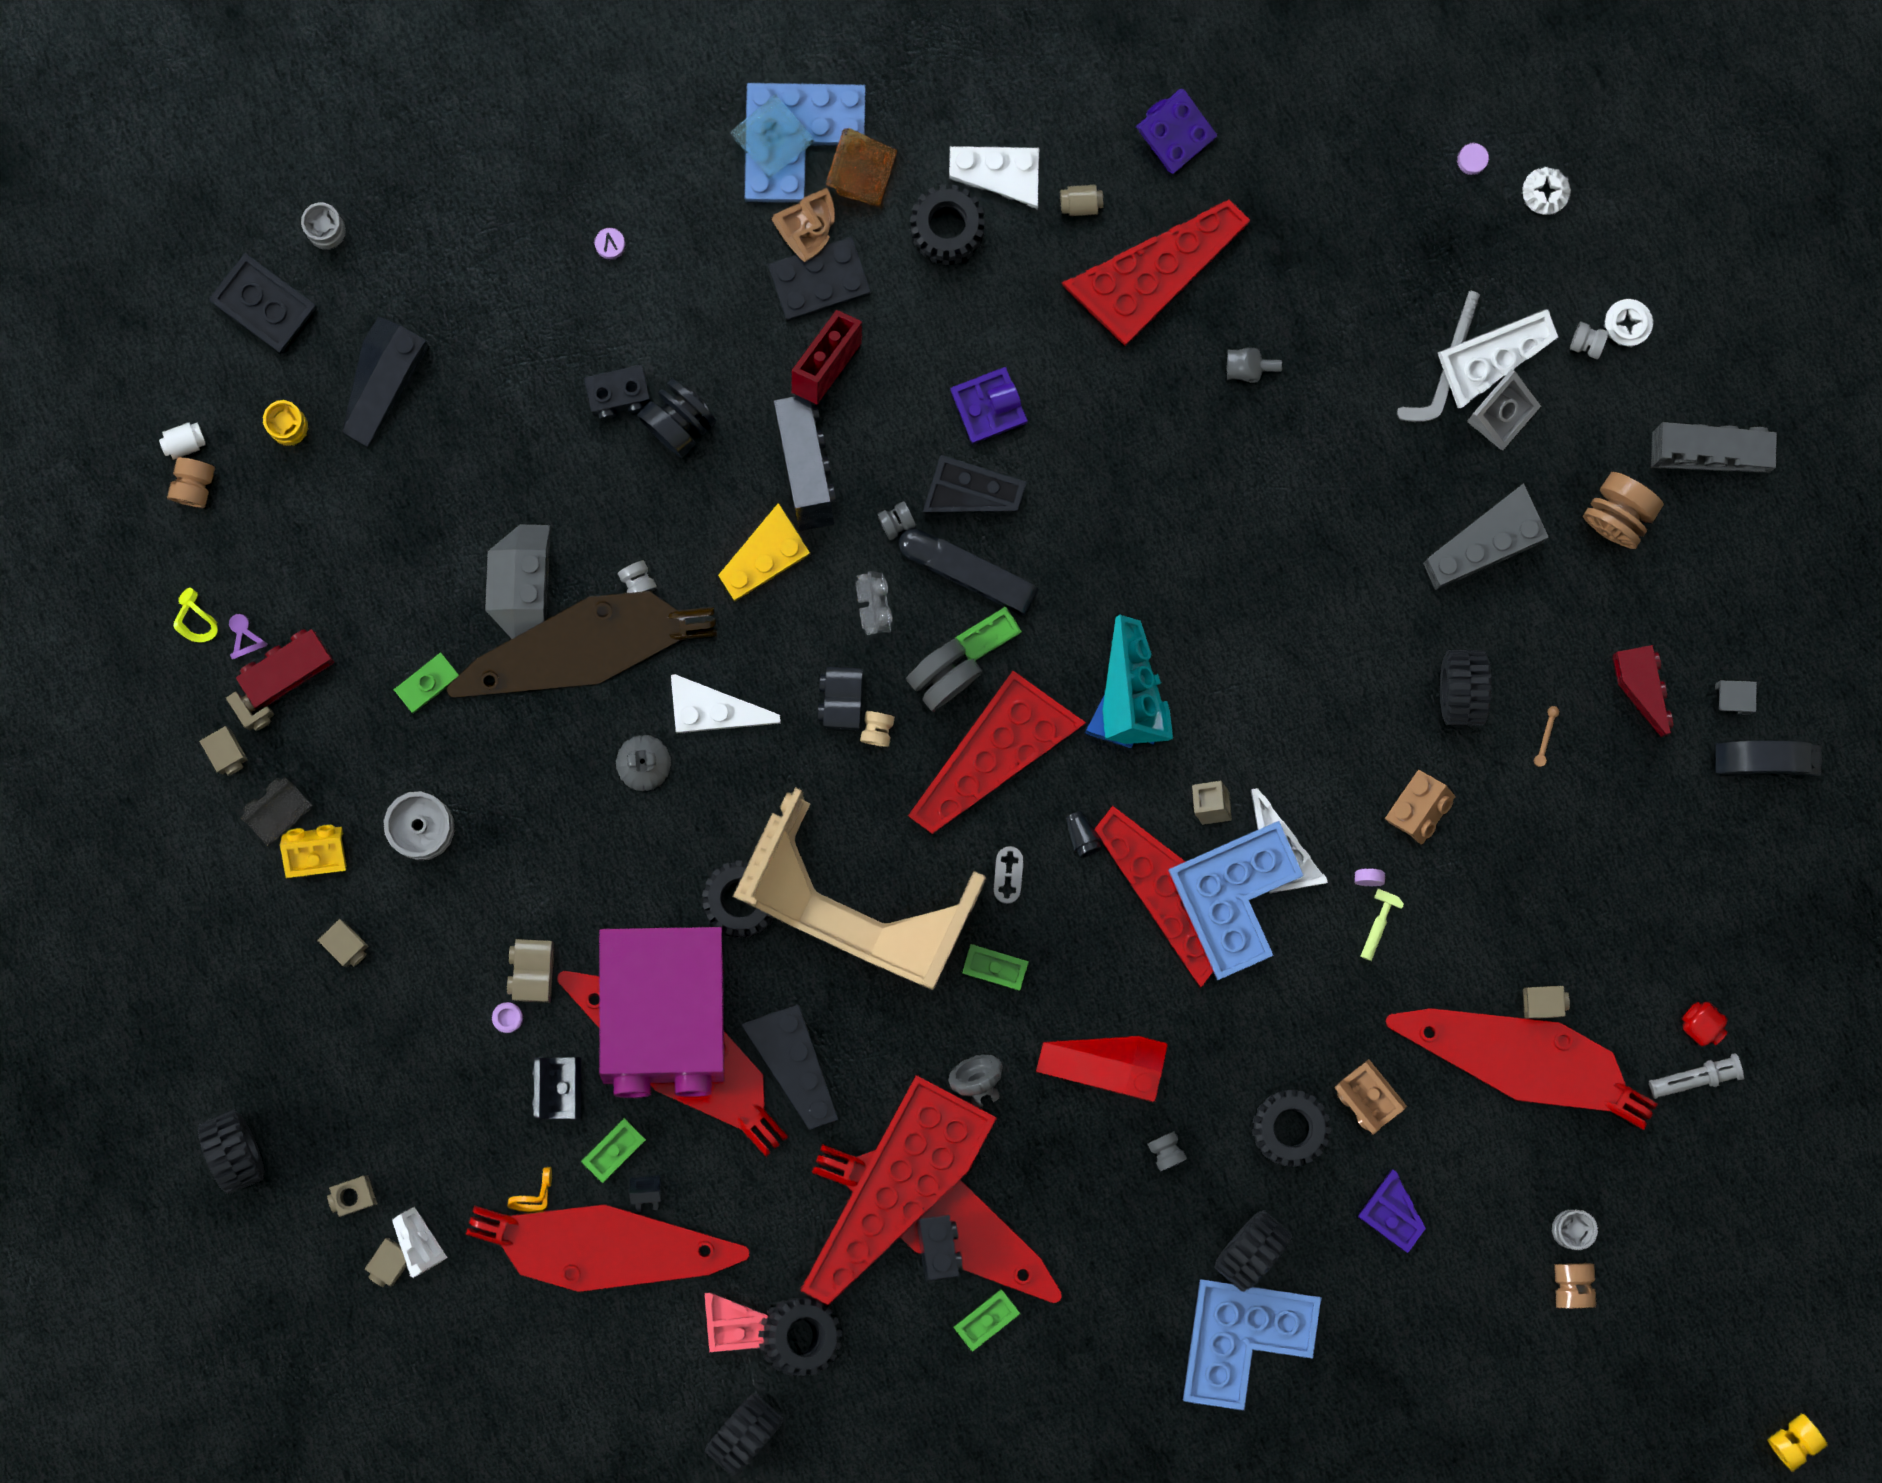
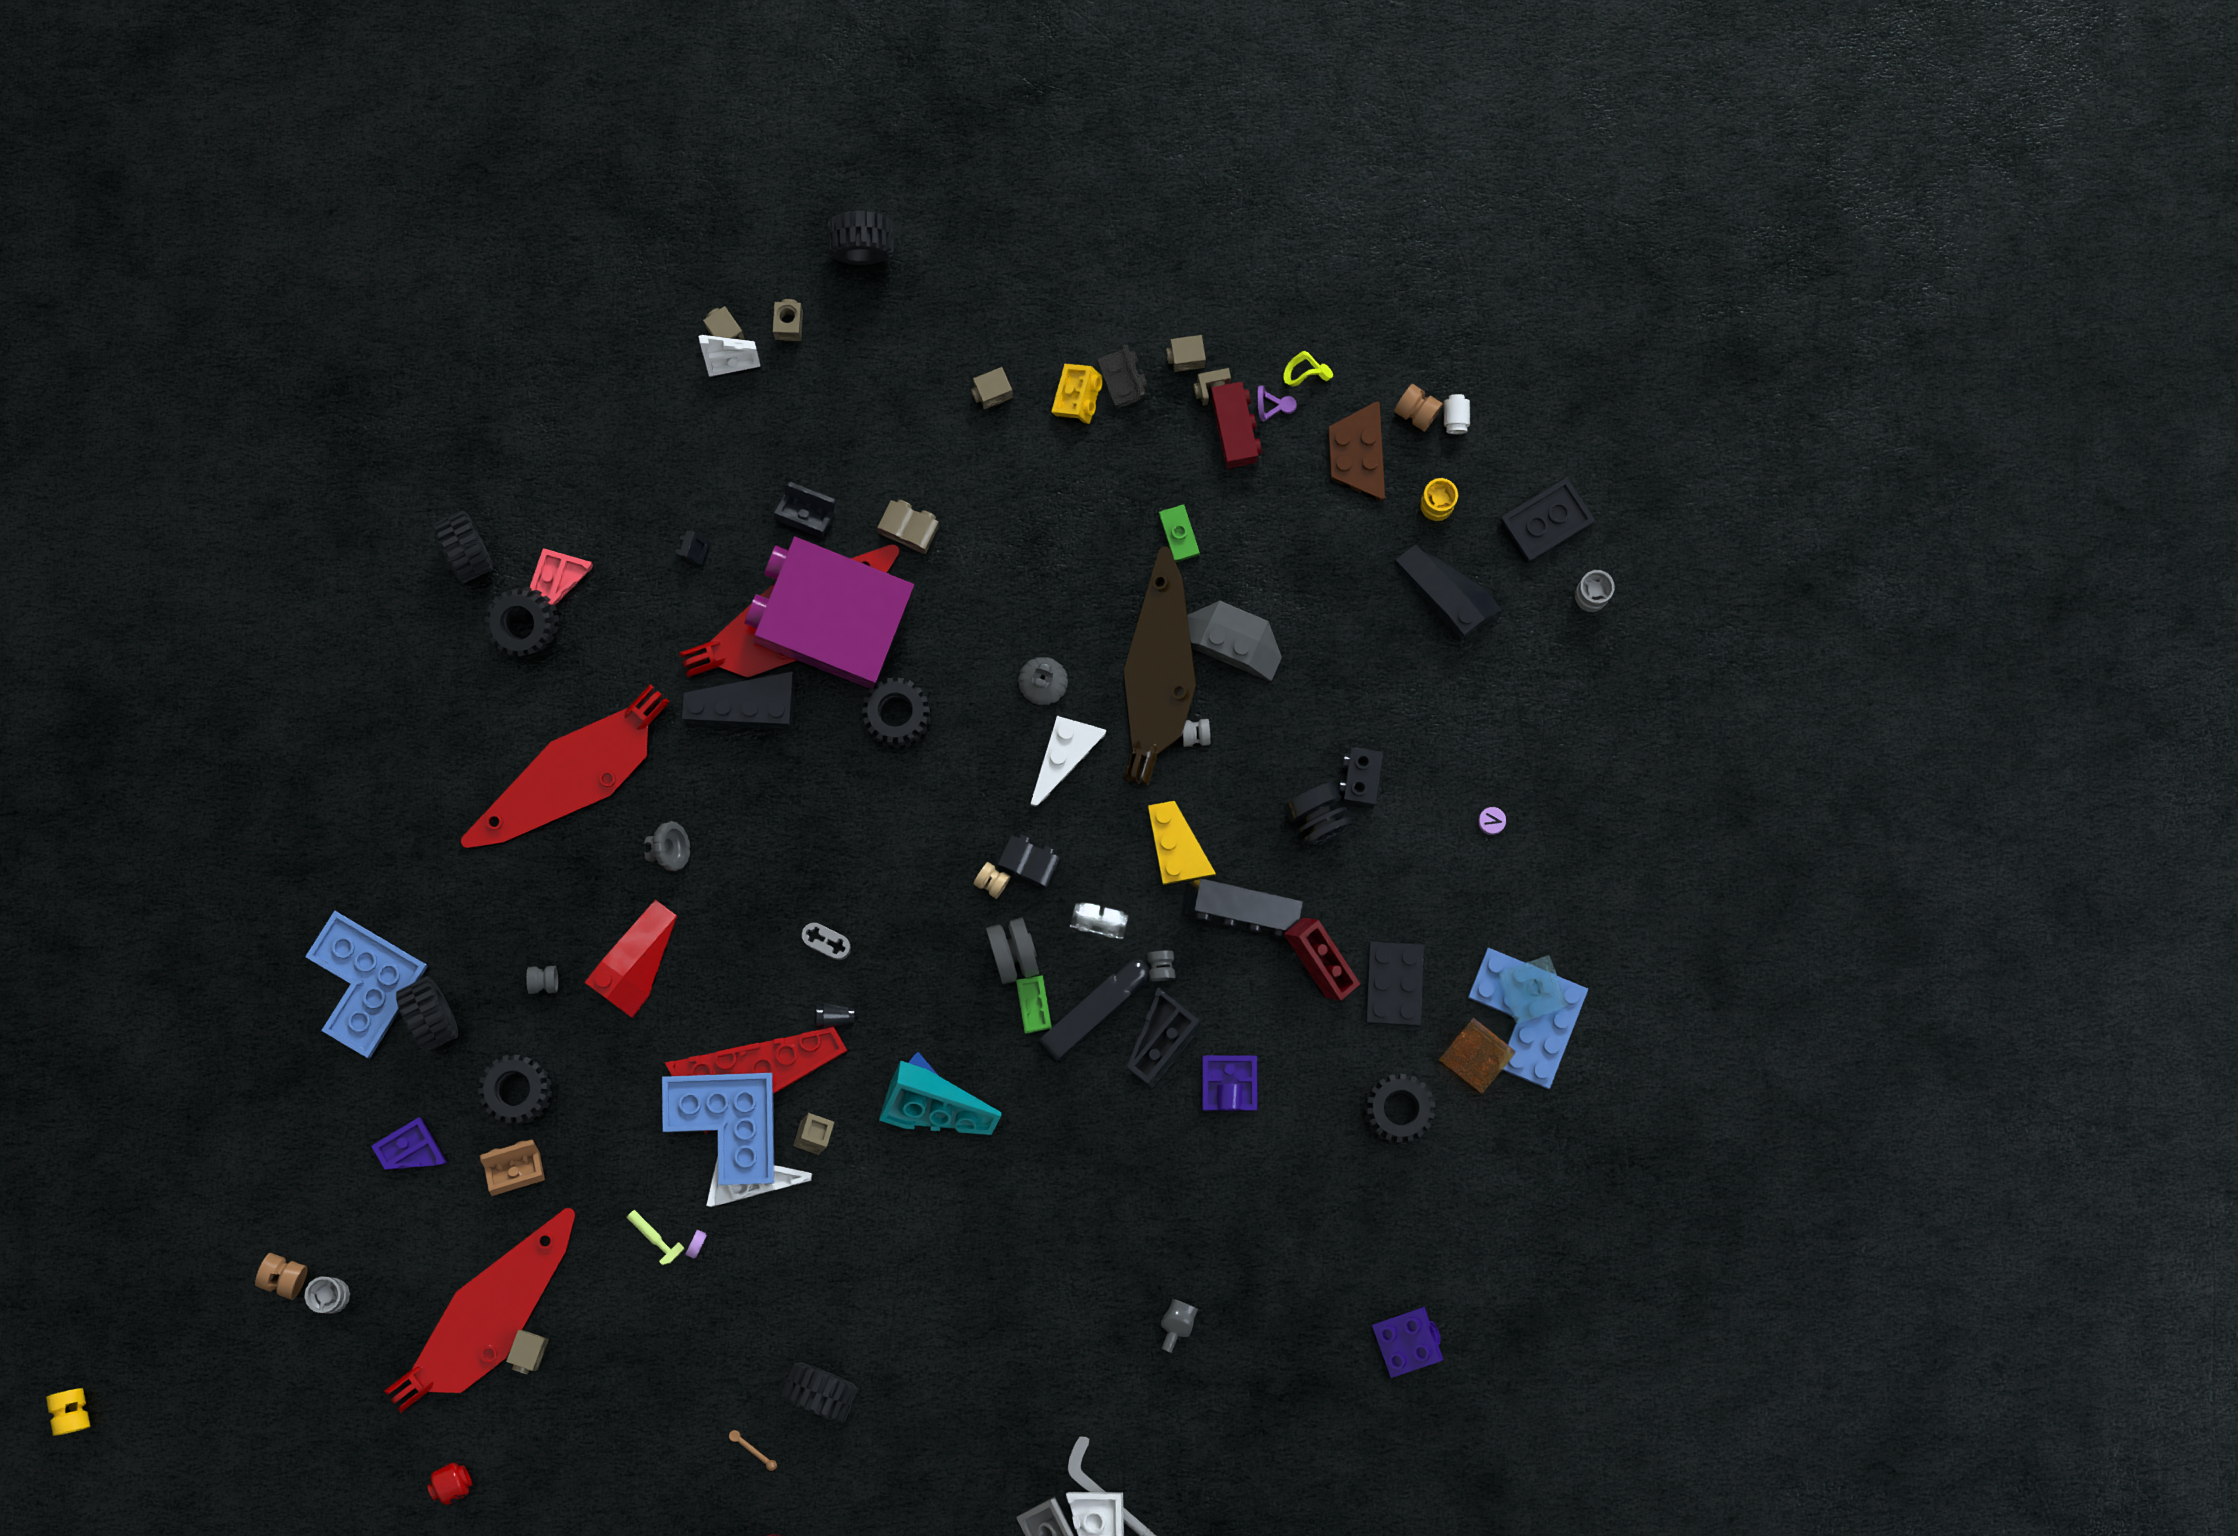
camera: 110 degrees right, 5 degrees down
(264, 529) = (1357, 451): none -> reddish brown wing
(436, 830) = (1052, 470): light grey wheel -> none
(507, 1017) = (880, 494): lavender tile -> none
(546, 1182) = (735, 474): light orange piece -> none
(602, 1247) = (664, 498): red wing -> none
(613, 1150) = (736, 535): bright green plate -> none
(781, 887) = (886, 749): tan panel -> none
(807, 224) = (1445, 991): medium nougat brick -> none
(913, 1167) = (618, 766): red wing -> none
(937, 1248) = (543, 758): black brick -> none
(986, 1320) = (471, 778): bright green plate -> none
(995, 967) = (754, 899): bright green plate -> none
(999, 170) = (1431, 1175): white wing -> none
(1005, 739) = (939, 982): red wing -> none
(1081, 200) = (1377, 1234): dark tan brick -> none
(1147, 277) = (1288, 1262): red wing -> none
(1421, 806) = (737, 1313): medium nougat bracket -> none
(1495, 536) = (942, 1478): dark grey wedge -> none
(1711, 1074) = (412, 1421): light grey pin -> none

